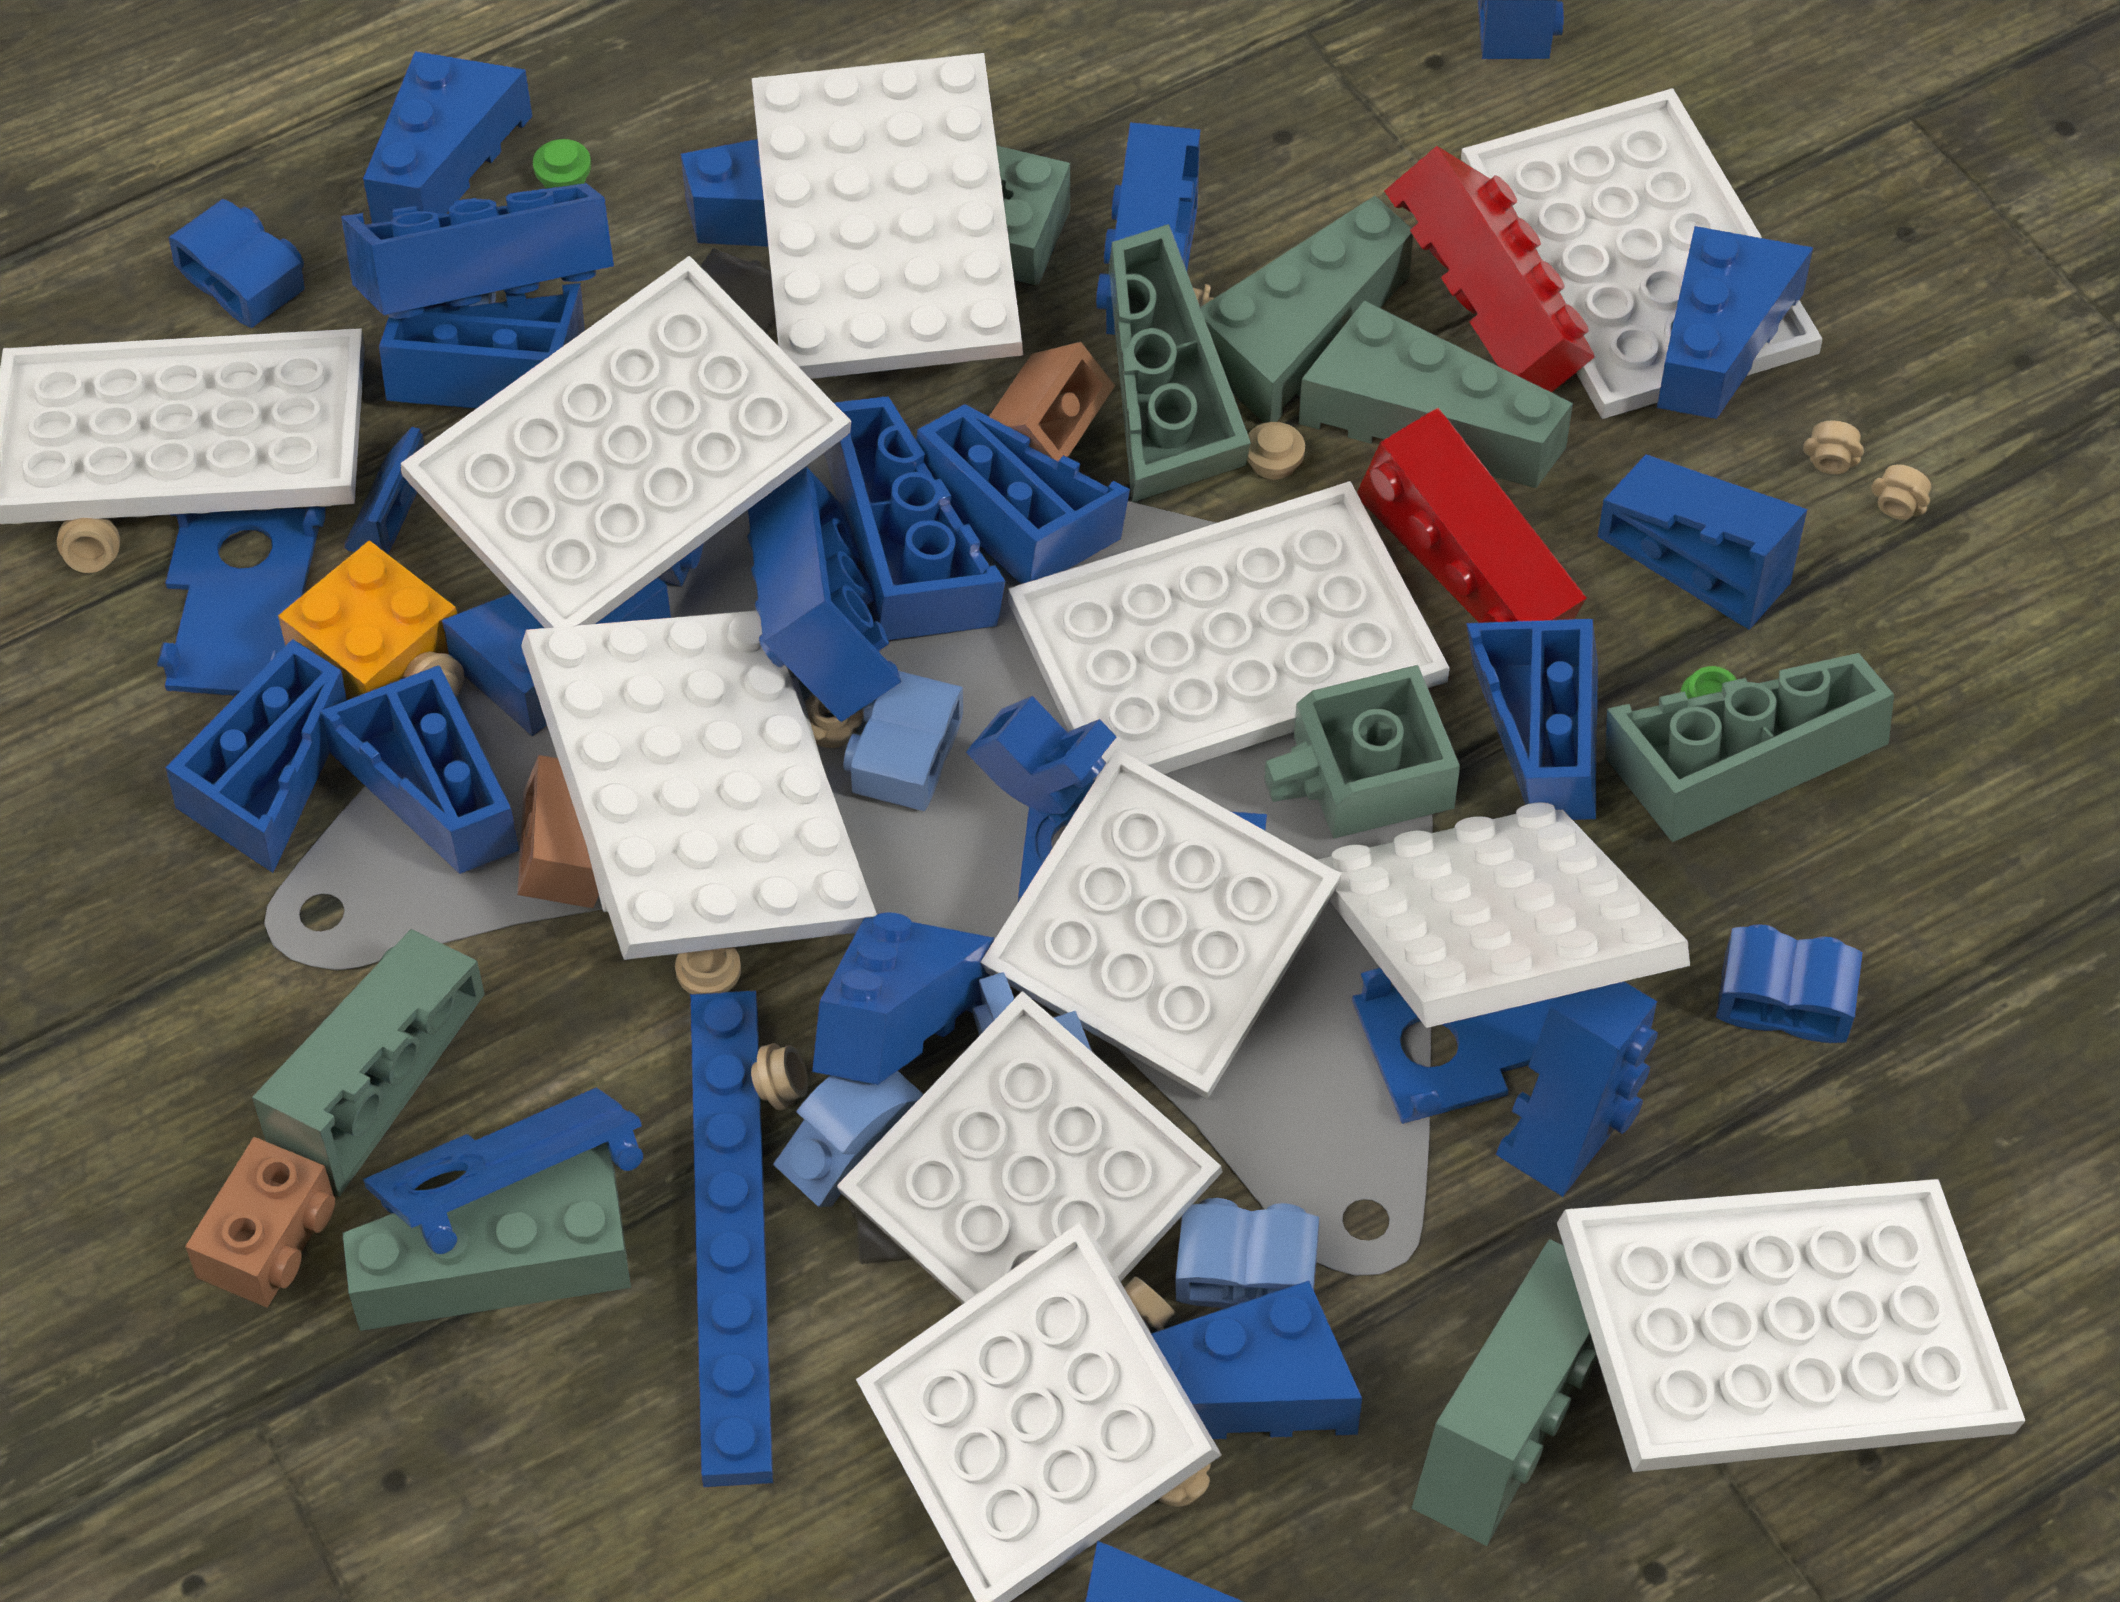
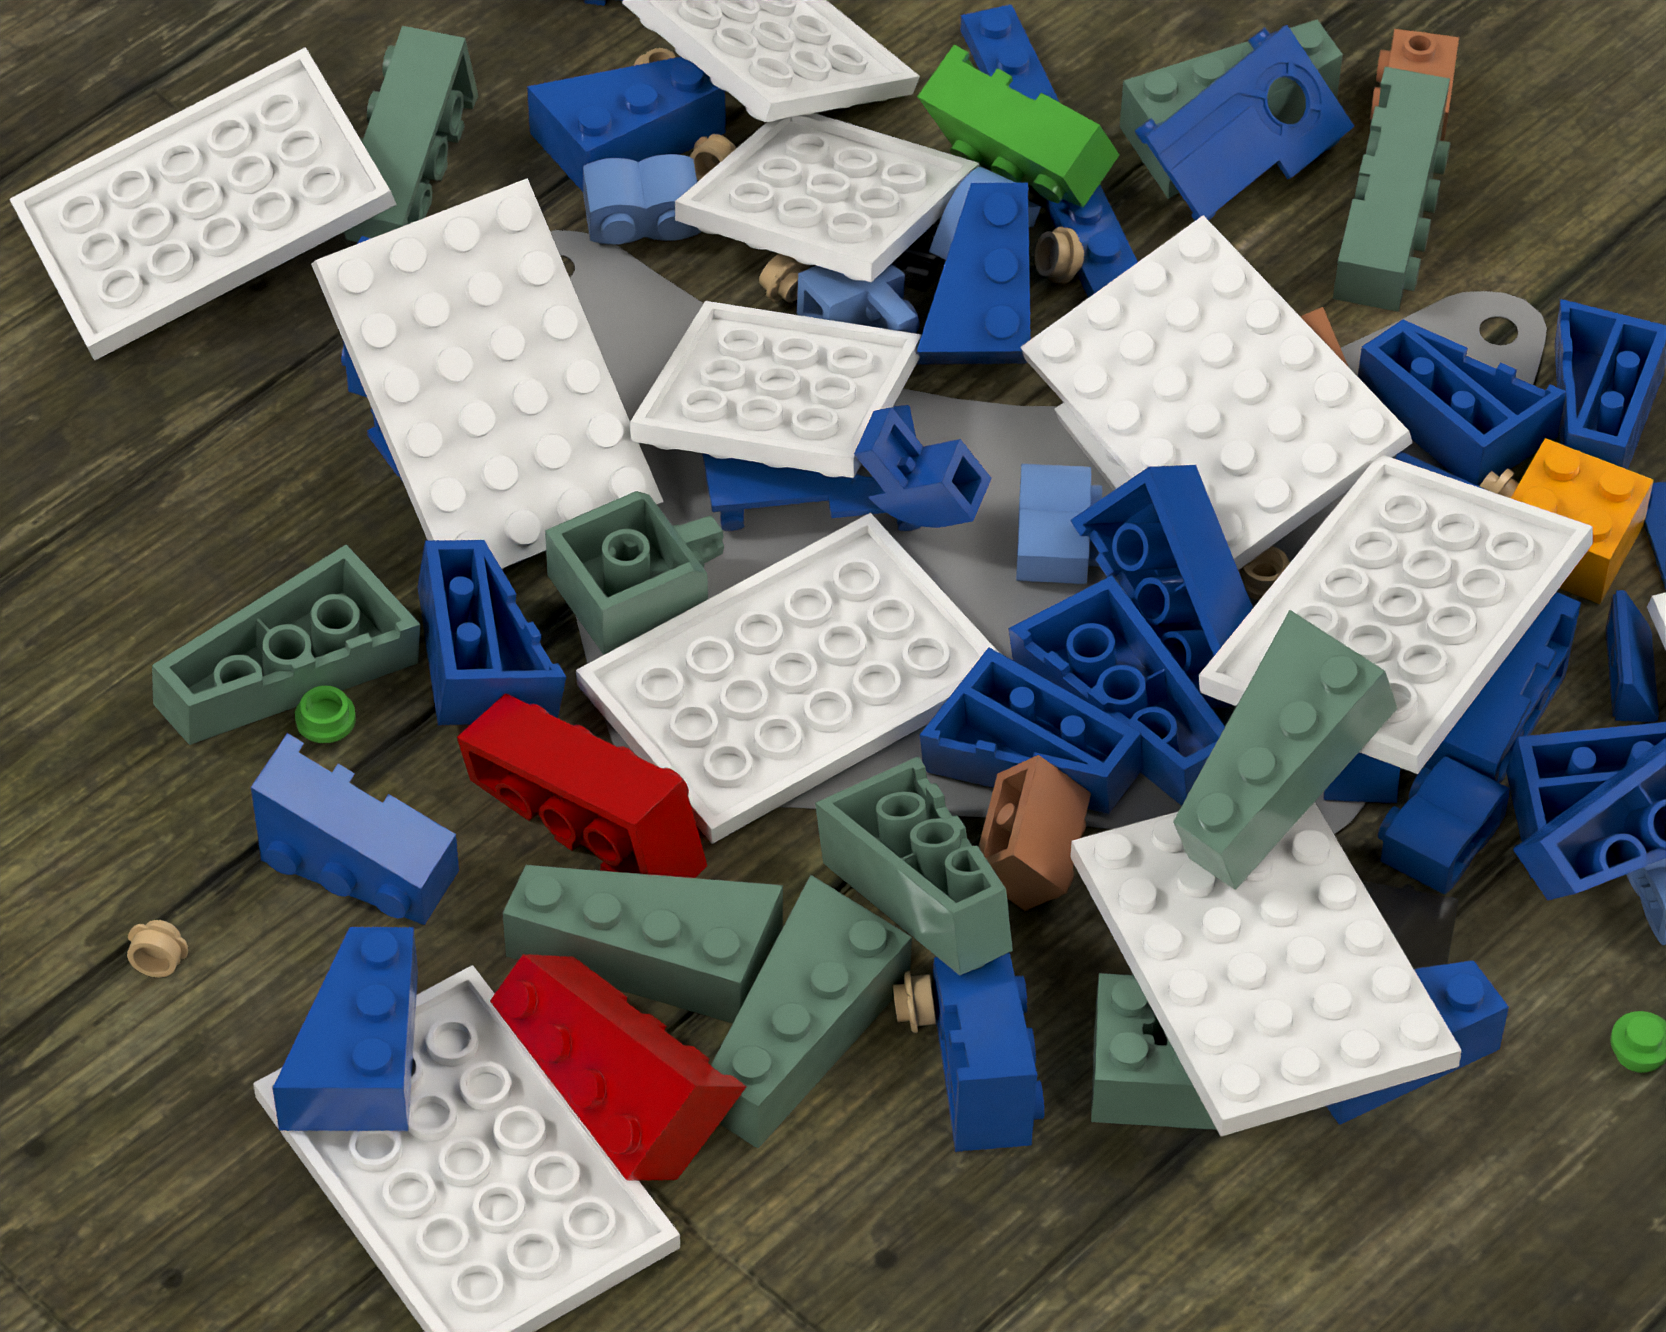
camera: 165 degrees right, 5 degrees down
(778, 1198) = (1016, 135): none -> bright green wedge
(810, 281) = (1281, 748): none -> sand green wedge
(1275, 450) = (792, 870): tan plate -> none
(1789, 984) = (226, 472): blue brick -> none
(1834, 447) = (230, 983): tan plate -> none

